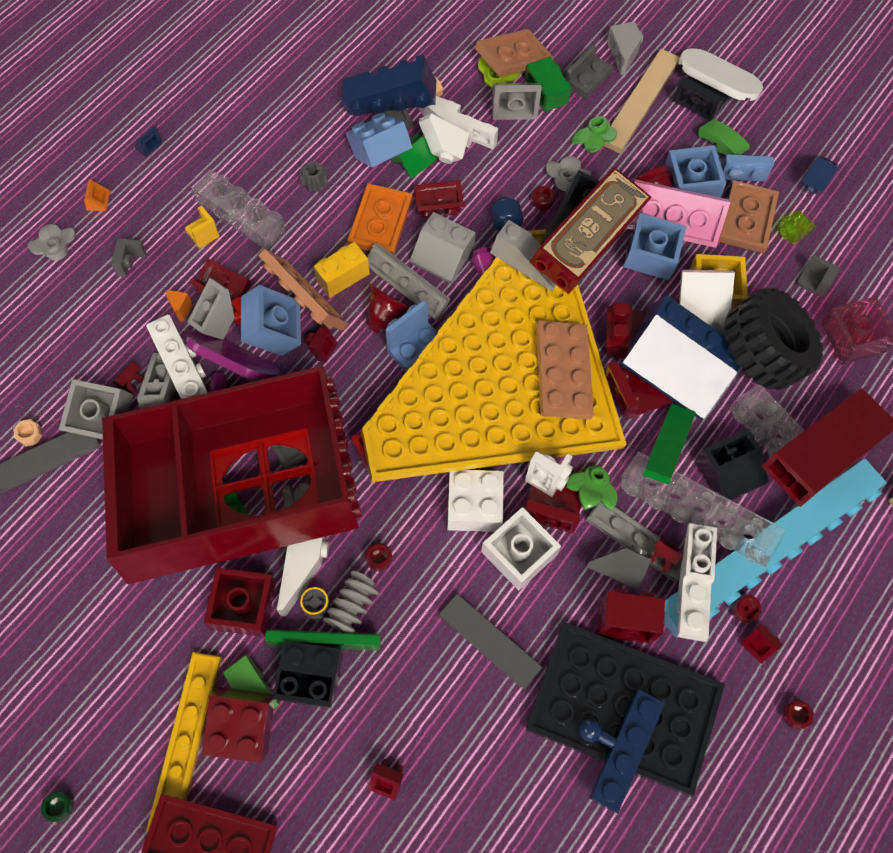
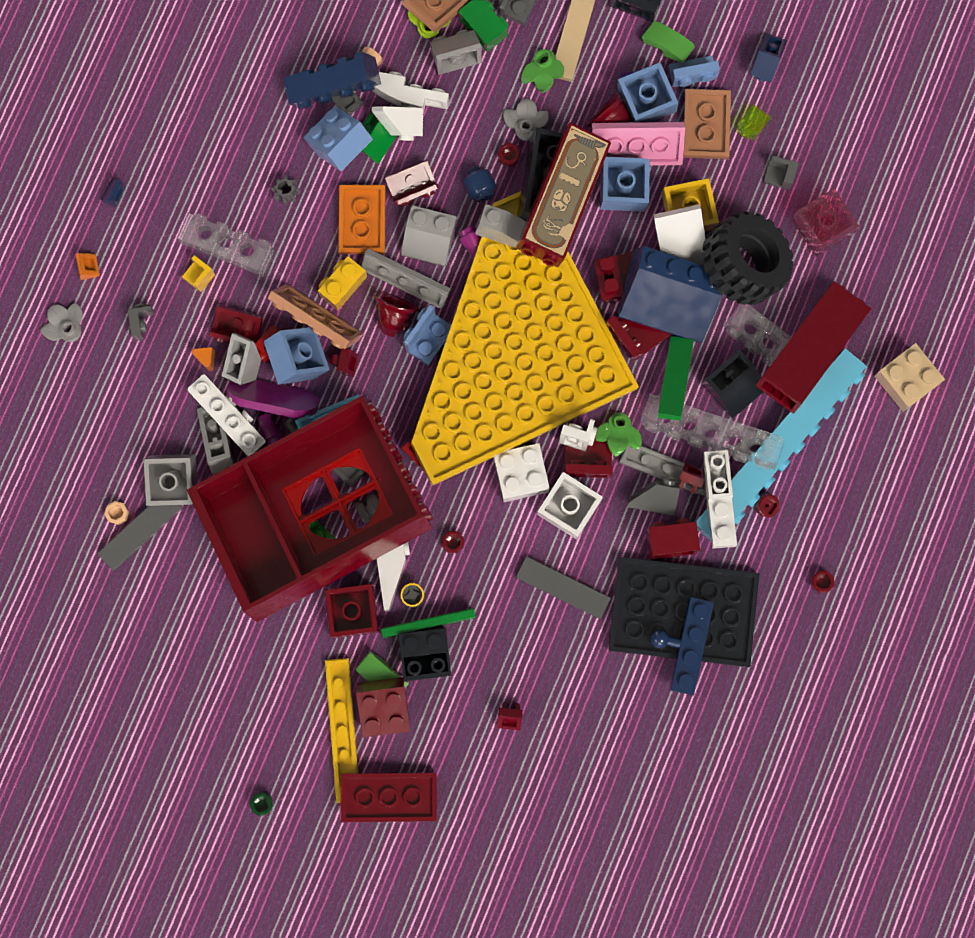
camera: 10 degrees left, 15 degrees up
(126, 377) = (183, 438): dark red tile -> none
(352, 603) = (443, 587): light grey piece -> none
(564, 370) = (569, 333): nougat plate -> none
(761, 643) = (783, 531): dark red tile -> none

